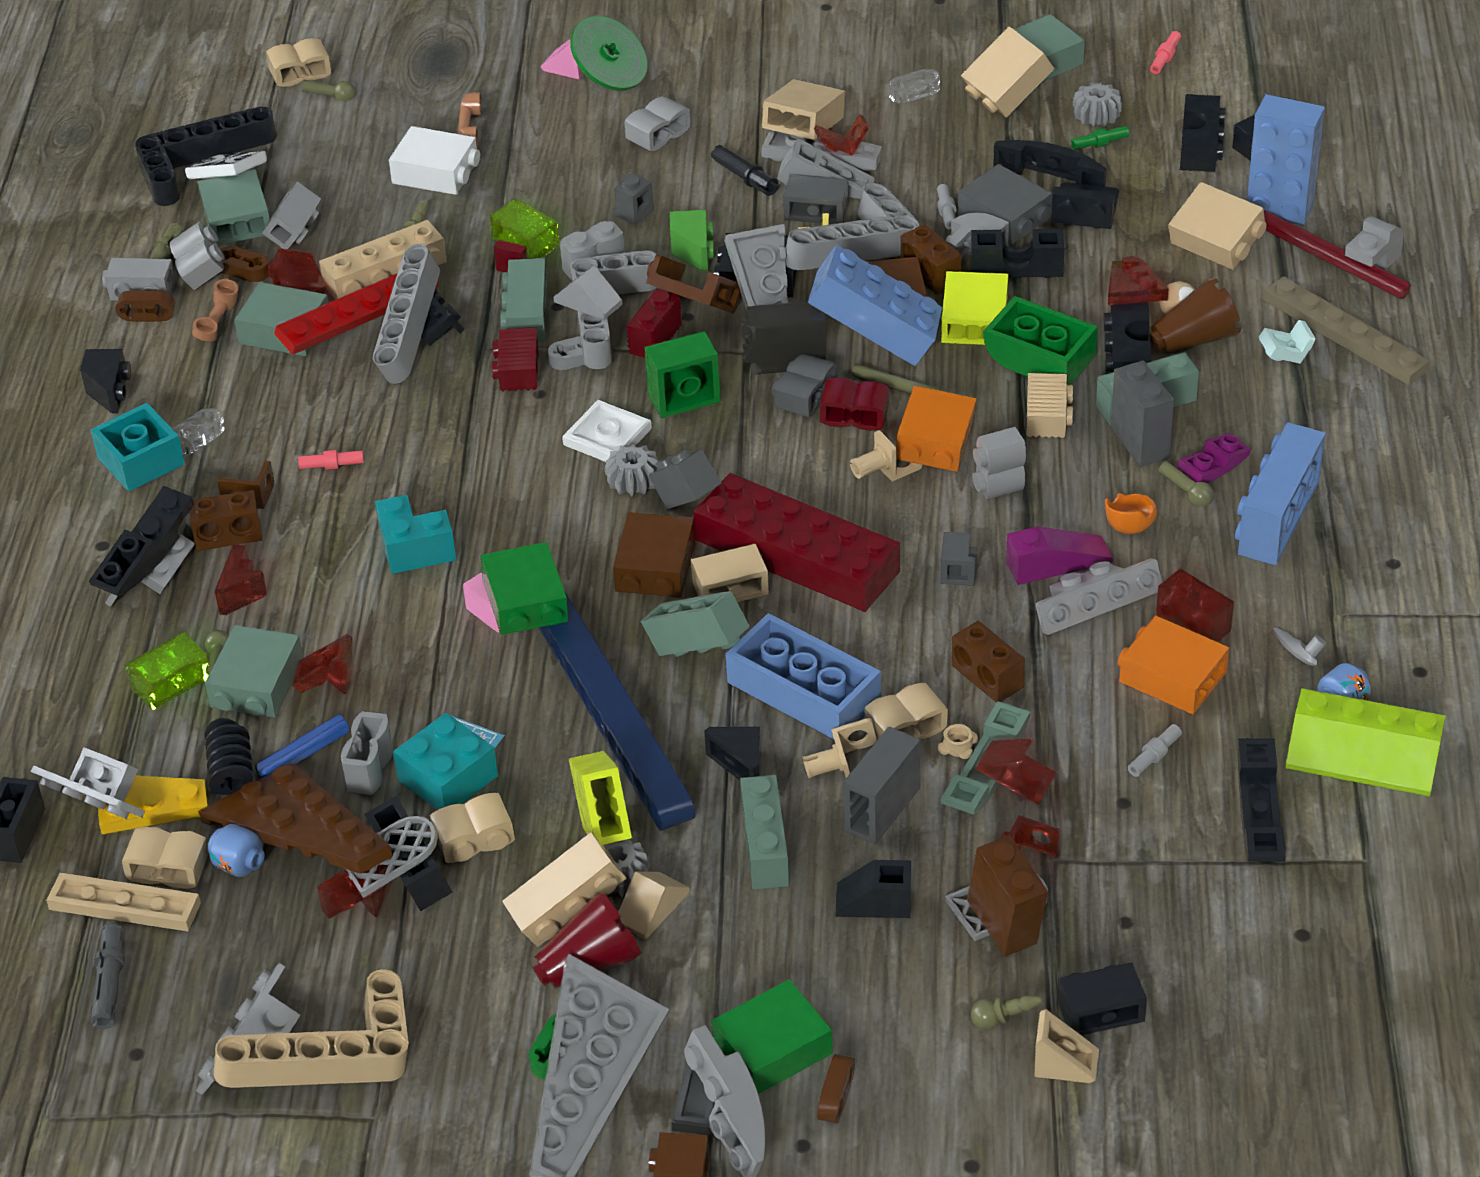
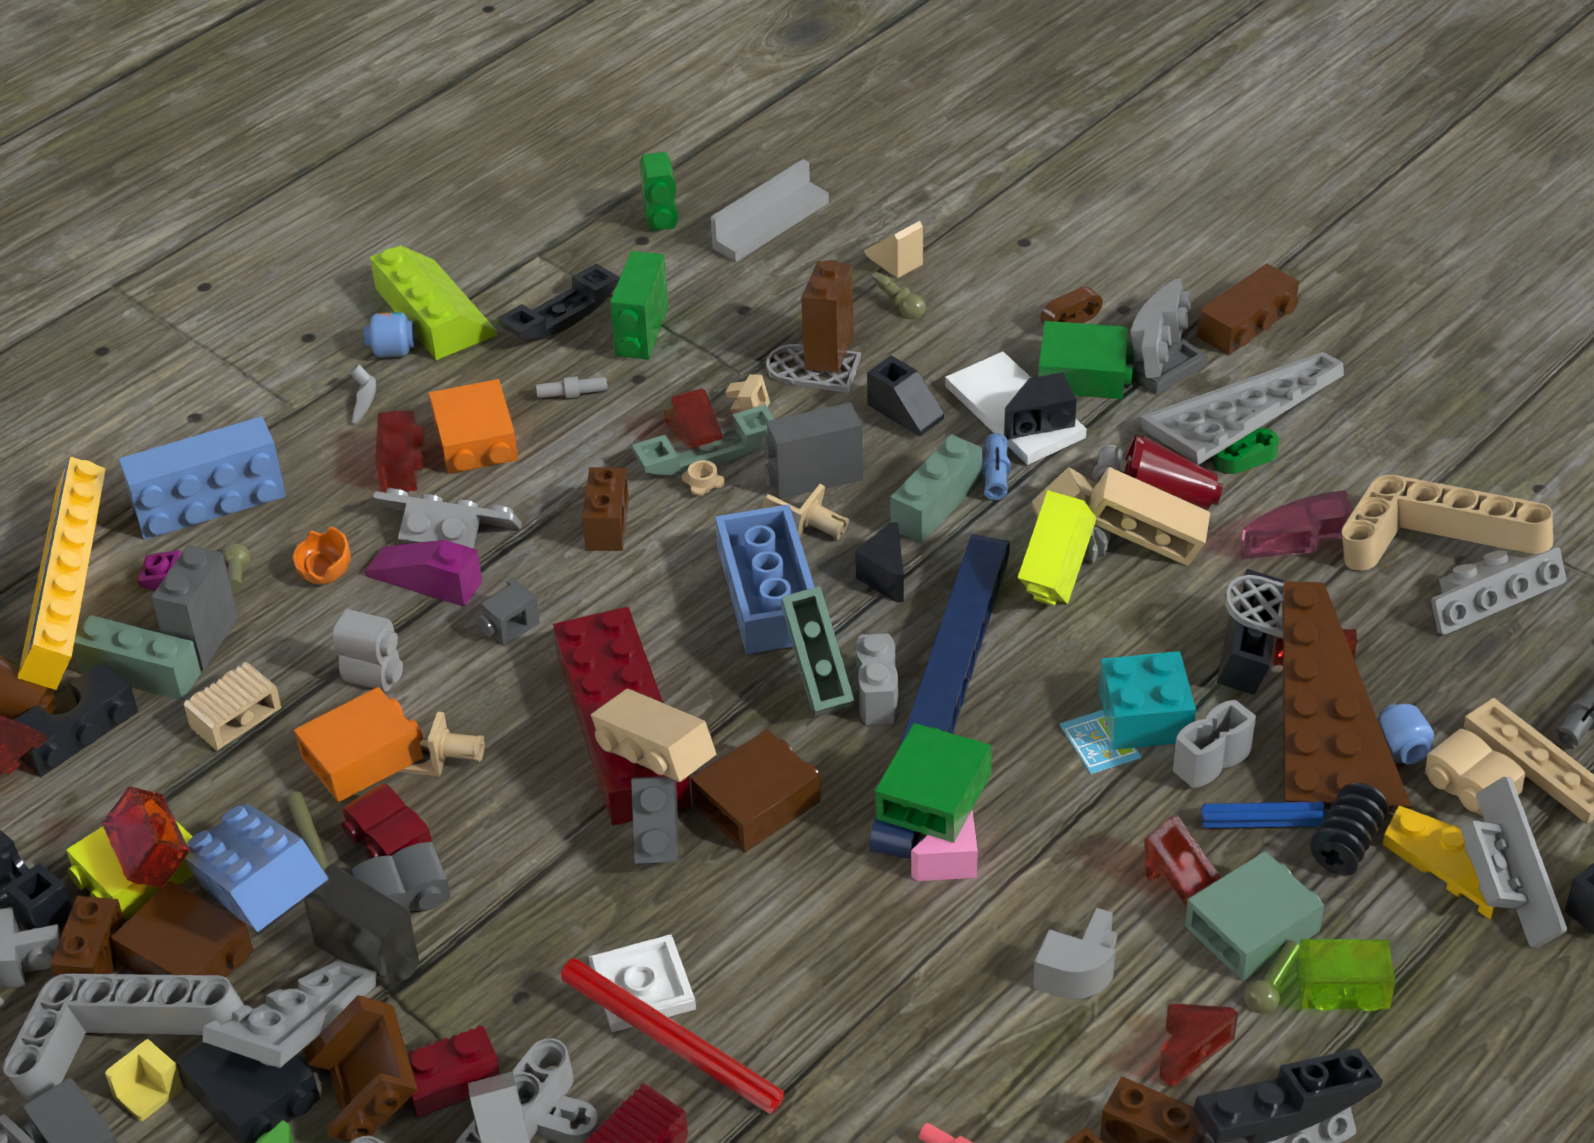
camera: 140 degrees left, 0 degrees up
(347, 577) = (1074, 965): none -> light grey brick
(413, 540) = (972, 962): teal brick -> none
(446, 986) = (1297, 526): none -> clear pink slope
(472, 827) = (1164, 629): tan brick -> none
(553, 407) = (672, 1035): none -> red axle
(629, 469) = (674, 899): light grey gear -> none
(651, 664) = (877, 679): none -> light grey brick
(653, 948) = (1106, 460): none -> light grey pin
(682, 374) = (511, 954): green brick -> none
(717, 474) = (653, 735): none -> tan brick
(731, 570) = (728, 717): tan brick -> none
(743, 890) = (996, 480): none -> medium blue pin
(747, 946) = (1041, 407): none -> black slope
(763, 956) = (986, 392): none -> white tile
(910, 711) = (711, 499): tan brick -> none
(953, 278) = (145, 837): none -> clear red brick
(998, 815) = (749, 393): none -> tan tile
(1022, 835) = (773, 372): clear red bracket -> none
(1040, 340) = (150, 747): green brick -> none
(1102, 999) = (824, 246): black brick -> none
(1181, 822) = (639, 305): none -> green brick
(1219, 1022) = (766, 212): none -> light grey panel
(1264, 383) = (62, 574): none -> yellow brick
(1323, 945) = (658, 191): none -> green brick

